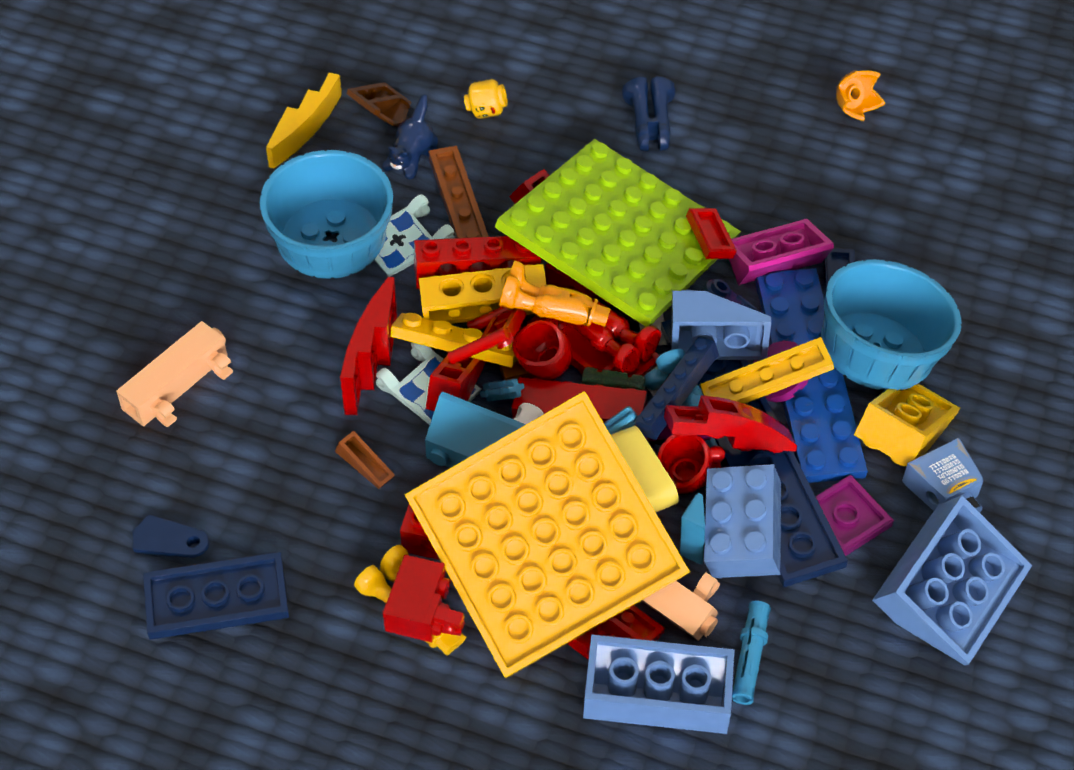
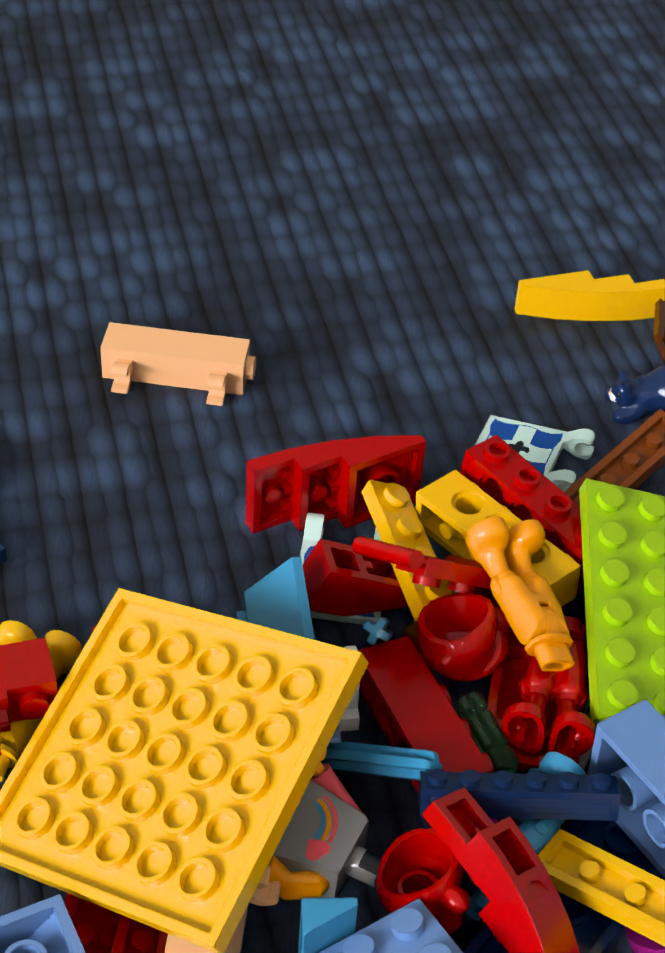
camera: 55 degrees right, 10 degrees down
(323, 195) = (473, 339): dark azure piece -> none
(364, 460) = (190, 564): dark orange piece -> none
(646, 468) = (356, 824): light yellow beam -> none

